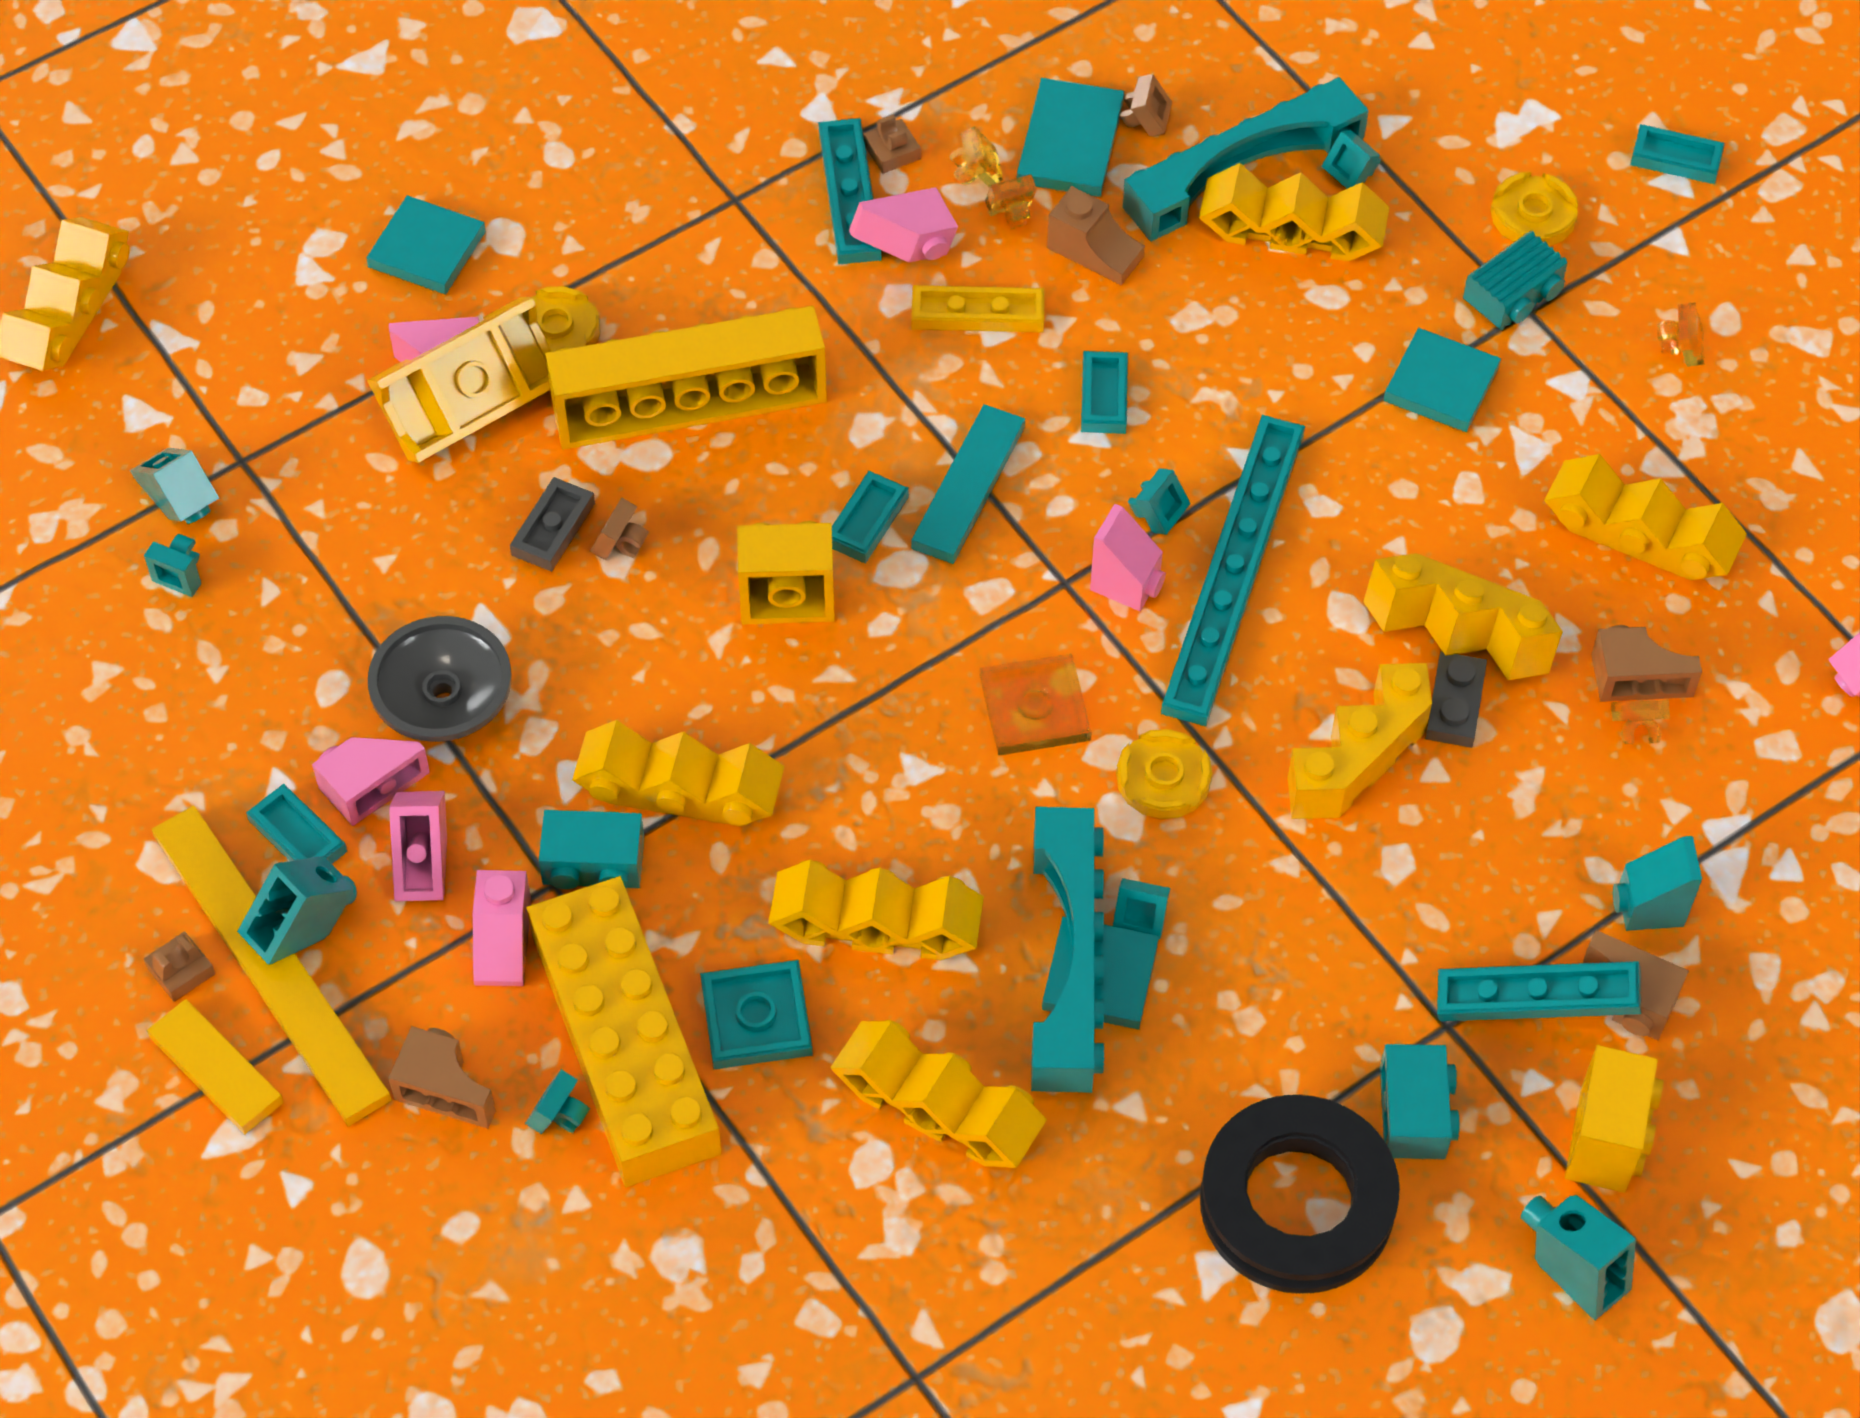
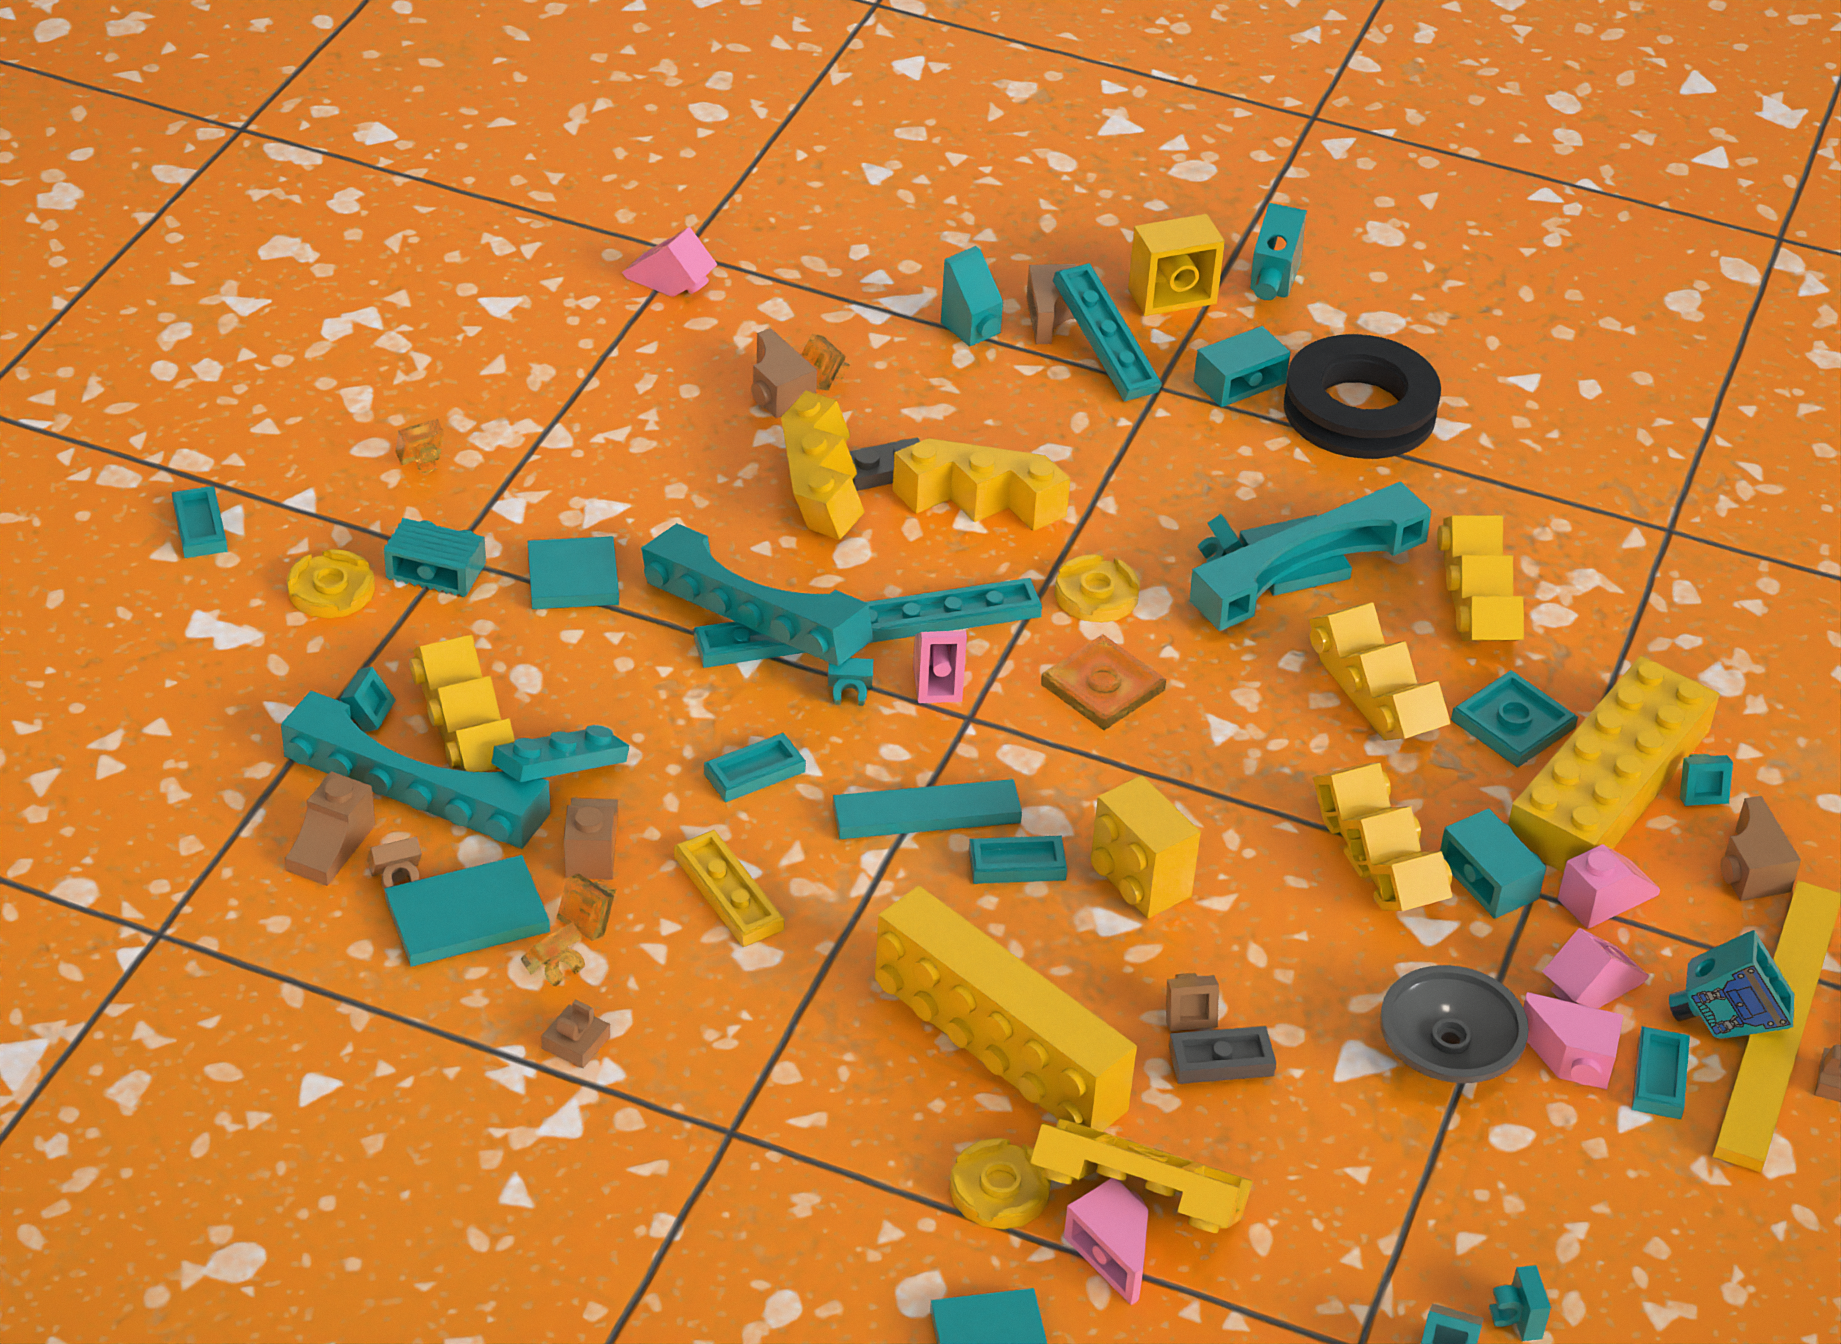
camera: 125 degrees left, 15 degrees down
(846, 185) = (655, 1043): teal tile -> none
(906, 225) = (681, 953): bright pink slope -> none
(1187, 244) = (560, 753): none -> teal plate
(1213, 85) = (334, 827): none -> medium nougat arch
(1379, 444) = (818, 624): none -> teal arch
(1644, 520) = (641, 406): yellow brick -> none

